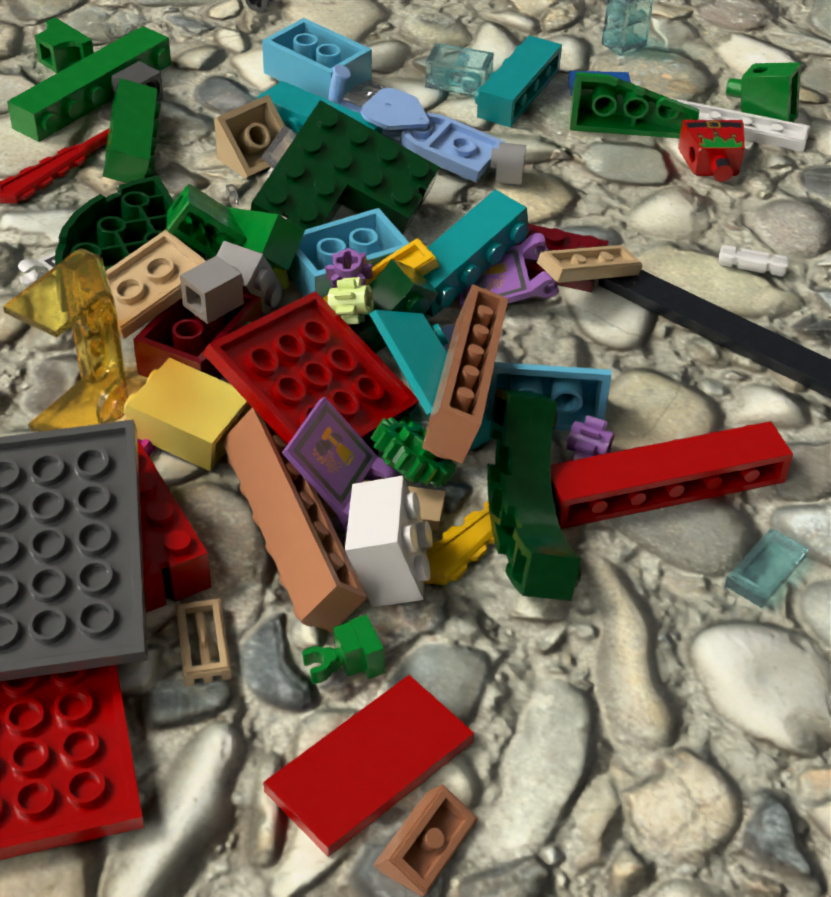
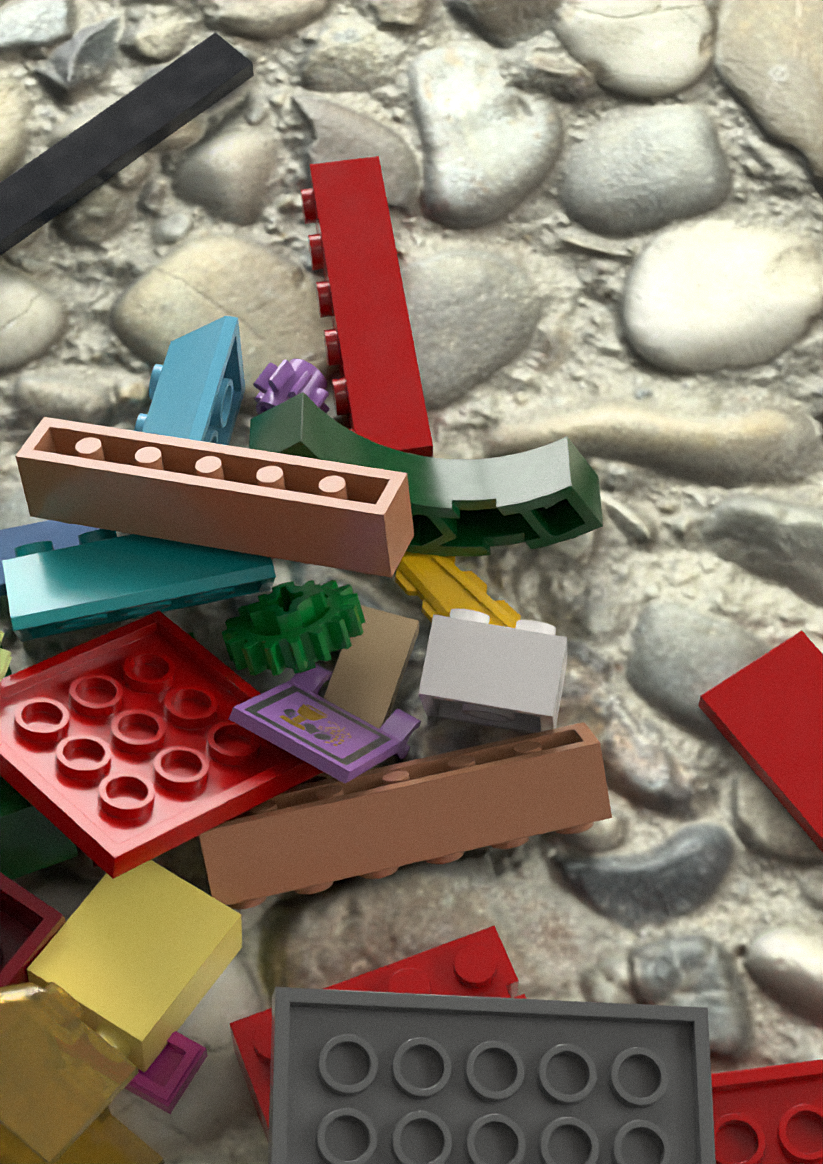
camera: 80 degrees left, 15 degrees up
(206, 669) = (609, 942): tan tile -> none
(355, 649) = (651, 758): green piece -> none
(766, 567) = (540, 250): clear light blue tile -> none

